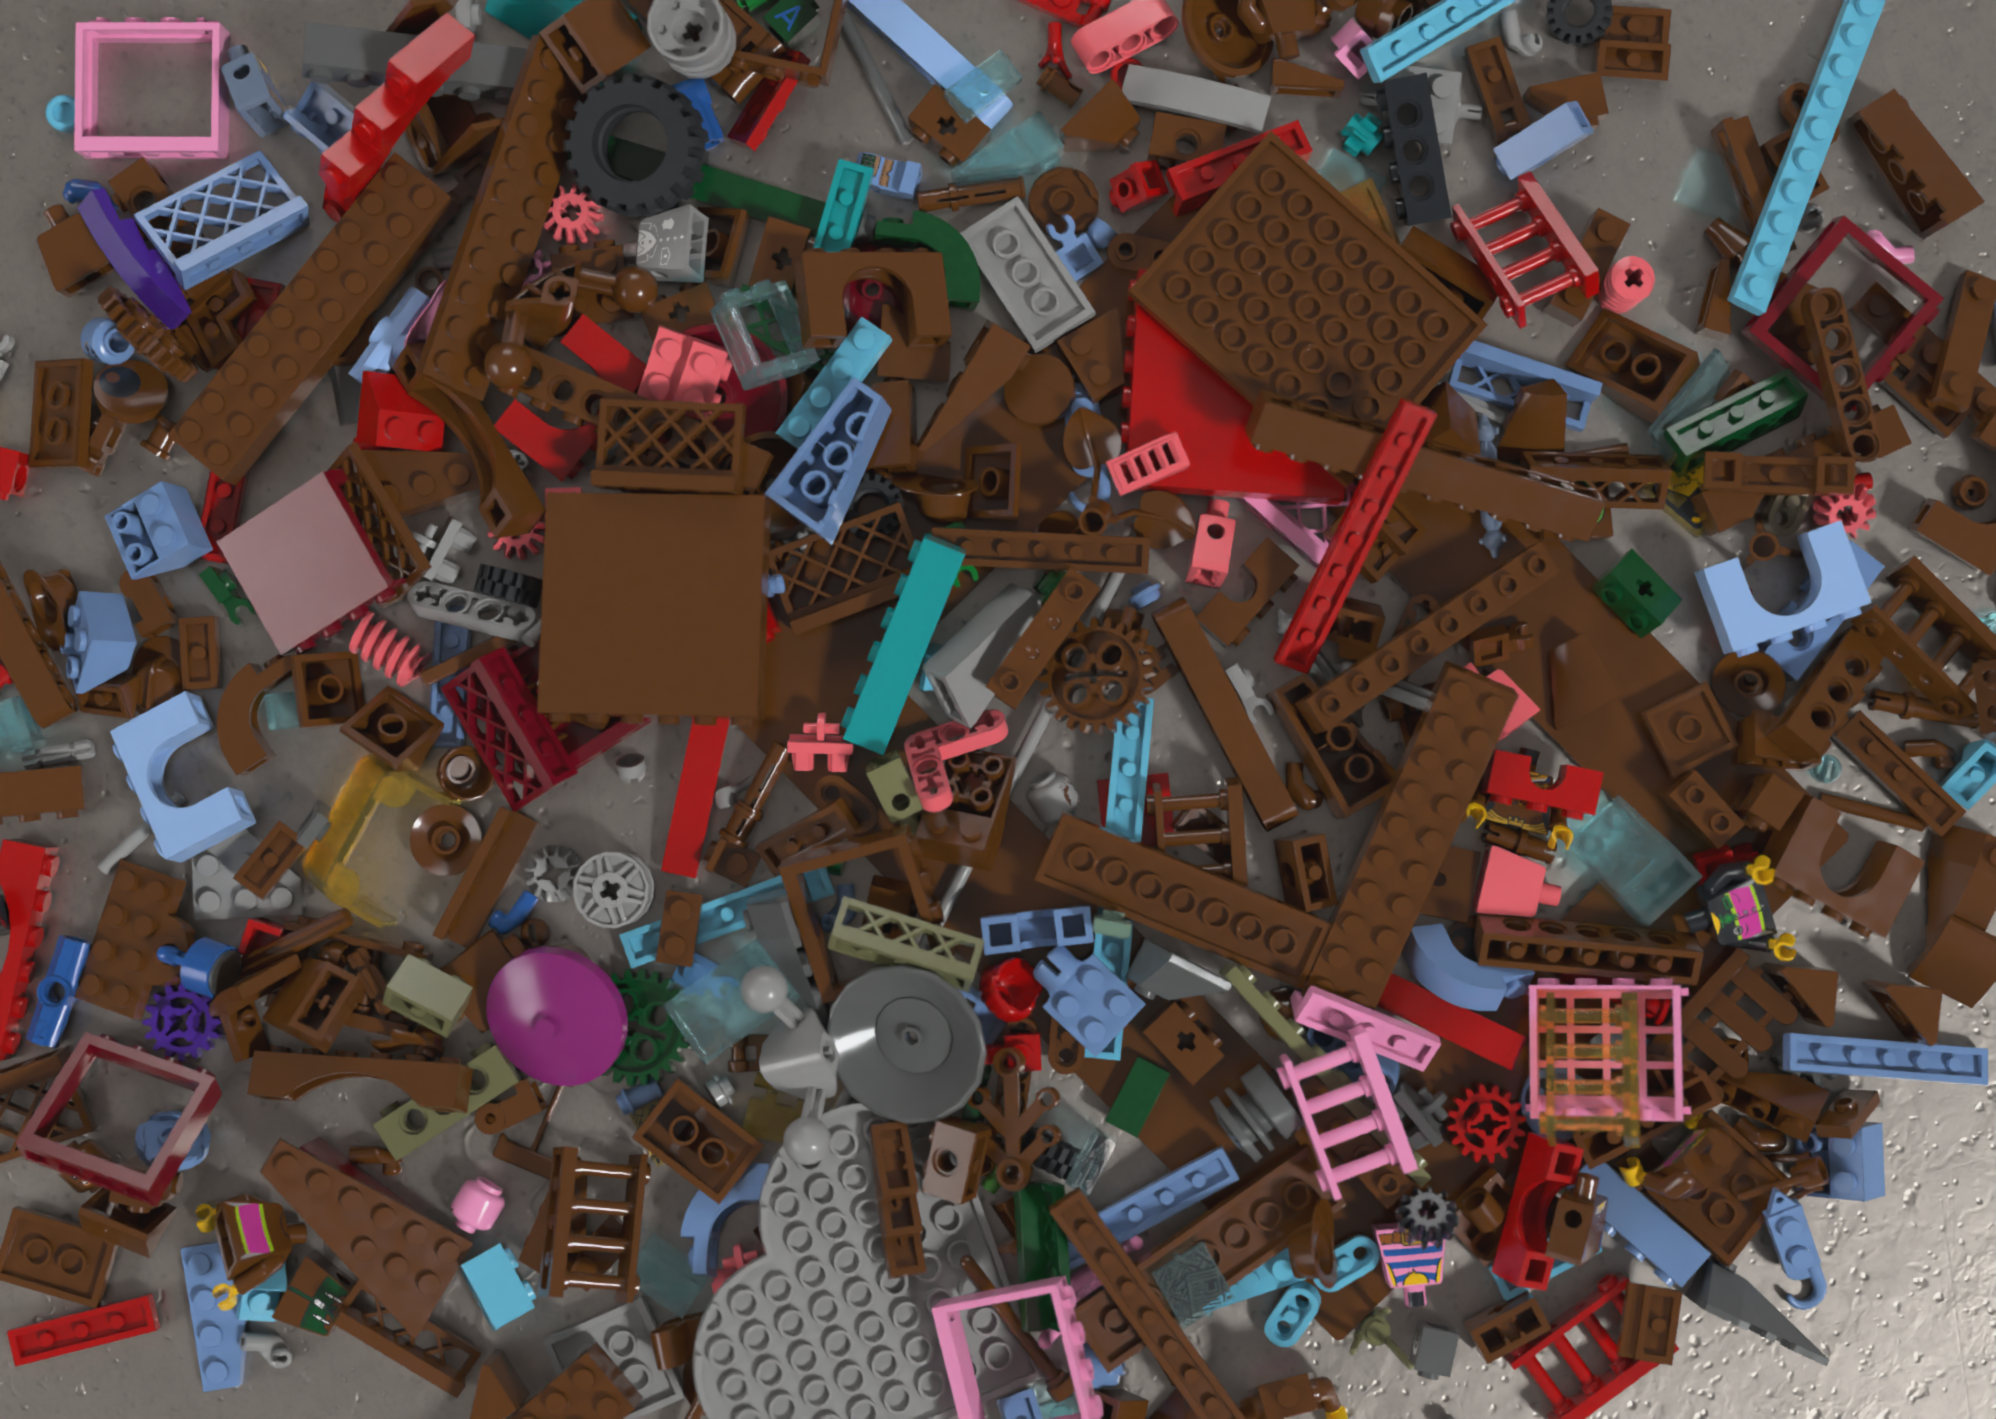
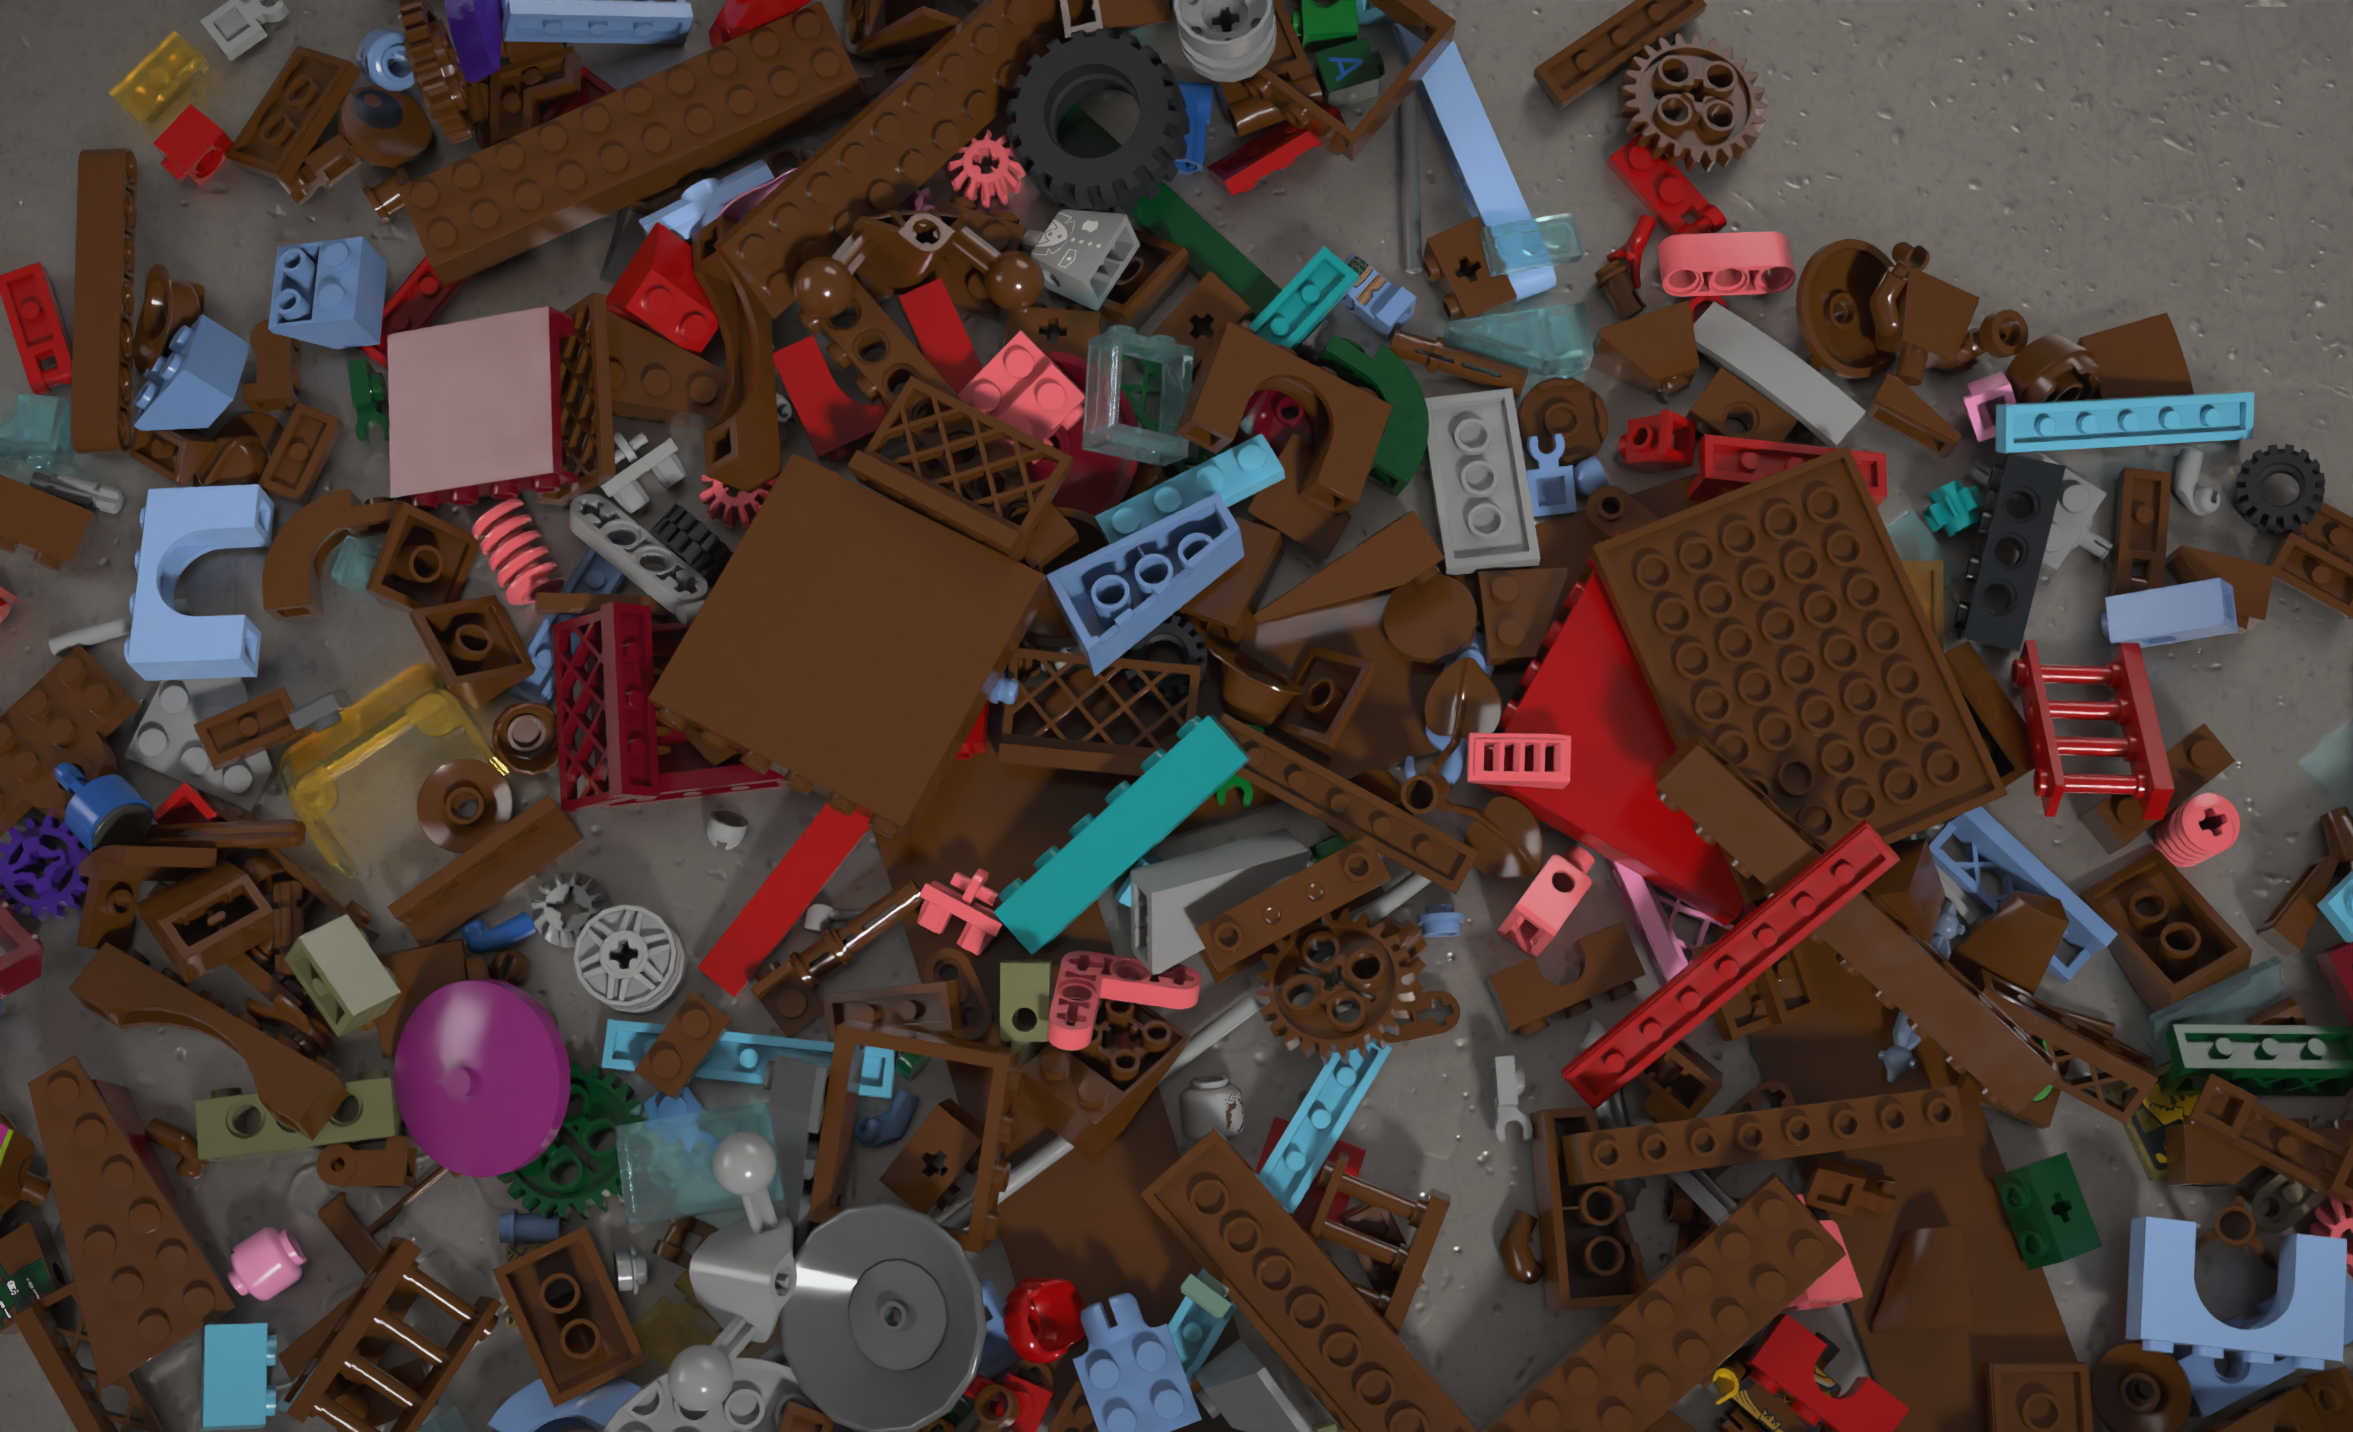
camera: 25 degrees right, 10 degrees down
(890, 952) = (916, 1191): olive fence -> none
(1037, 929) = (1112, 1259): medium blue arch -> none
(1224, 714) = (1469, 1113): reddish brown beam -> none
(1306, 871) = (1479, 1354): reddish brown brick -> none

